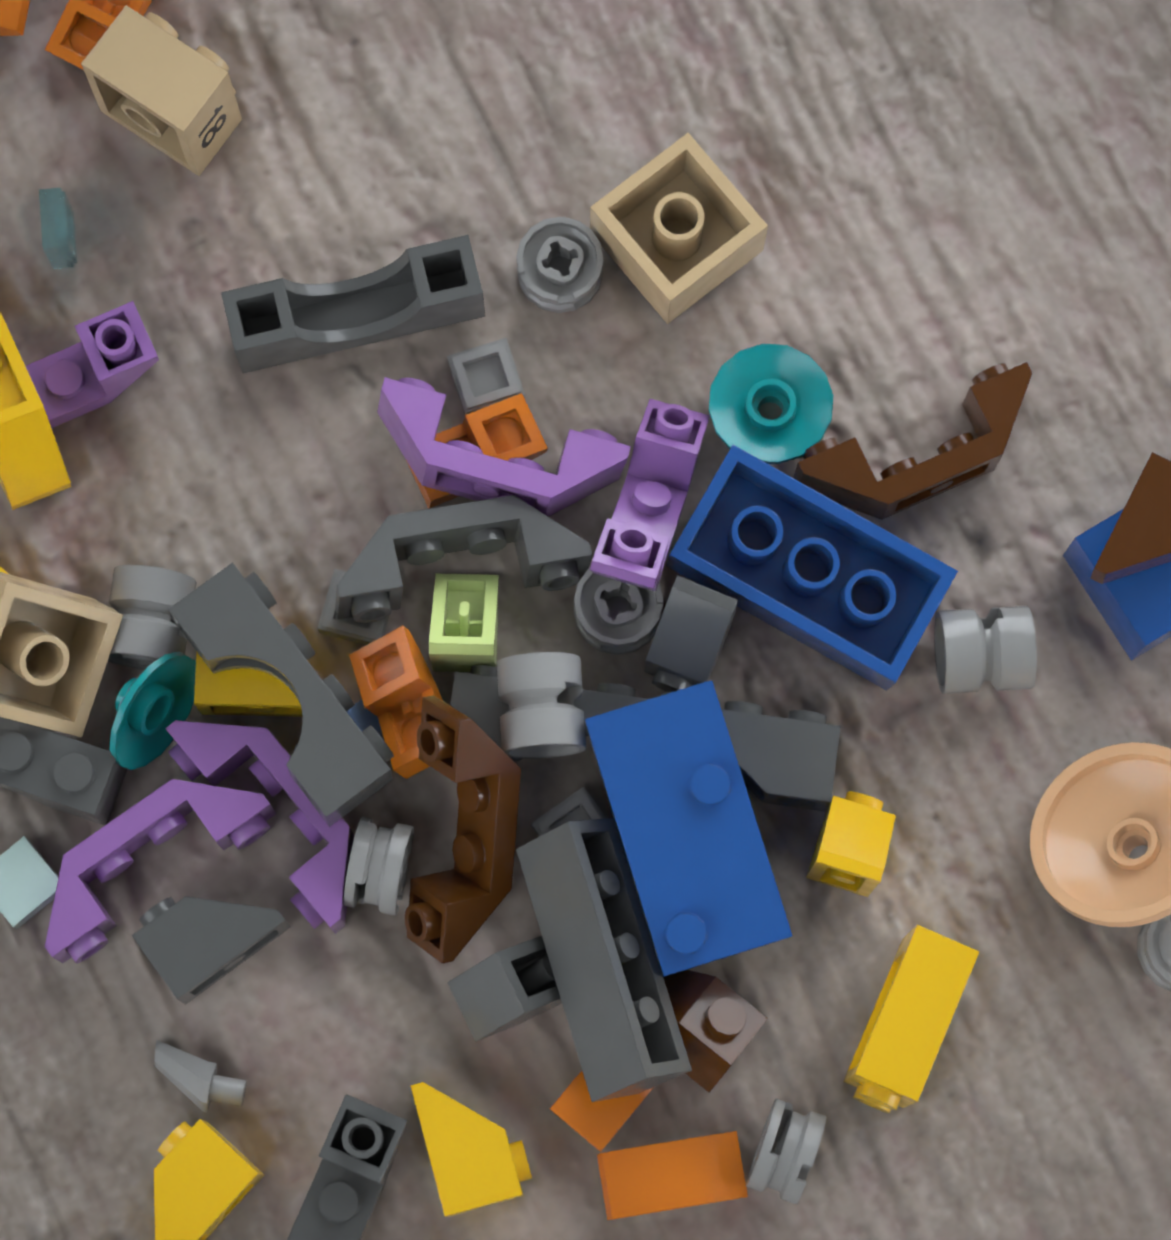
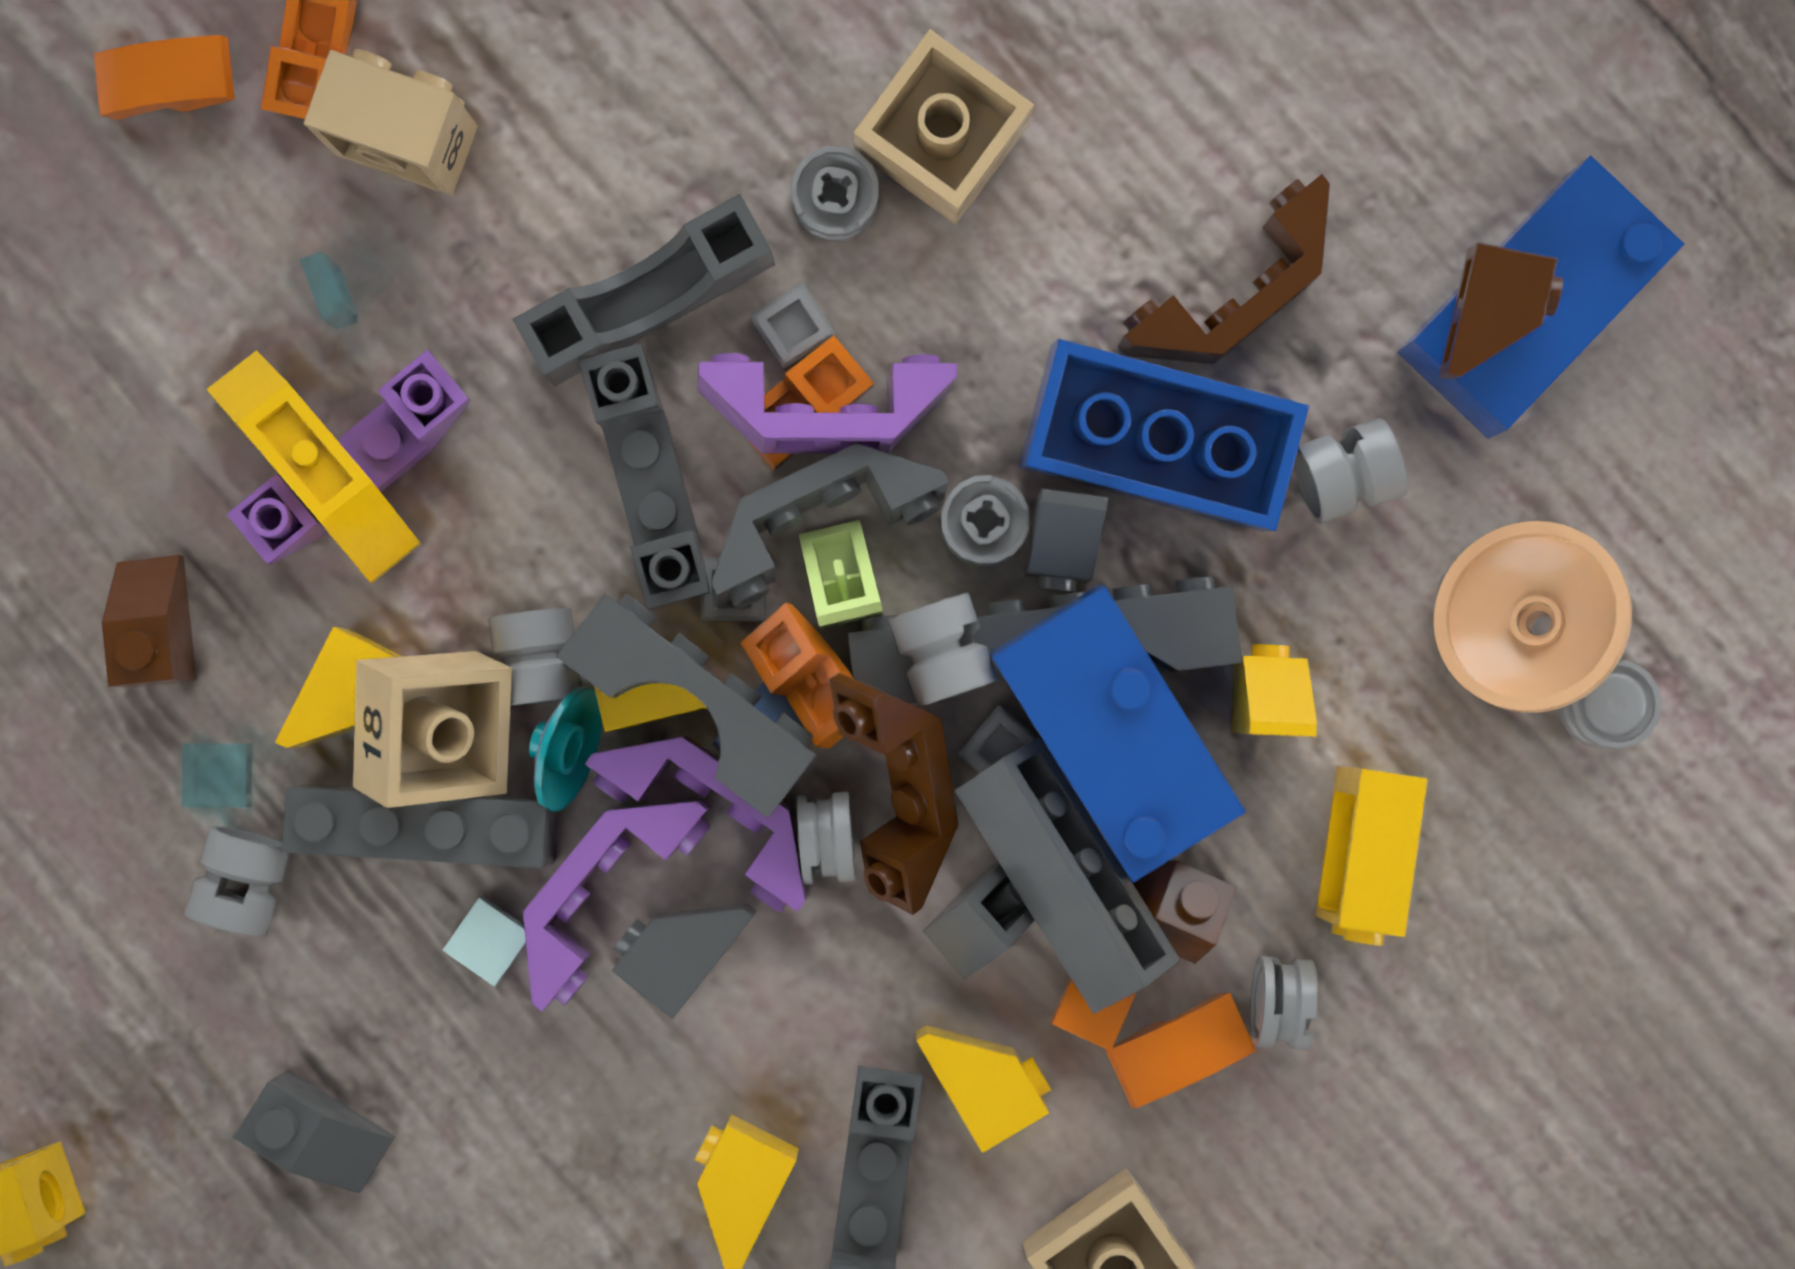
camera: 15 degrees left, 10 degrees up
(198, 1078) = (711, 1078): light grey bar -> none
(307, 473) = (647, 475): none -> dark grey slope
(652, 497) = (989, 410): medium lavender slope -> none
(771, 376) = (1086, 250): teal dish -> none

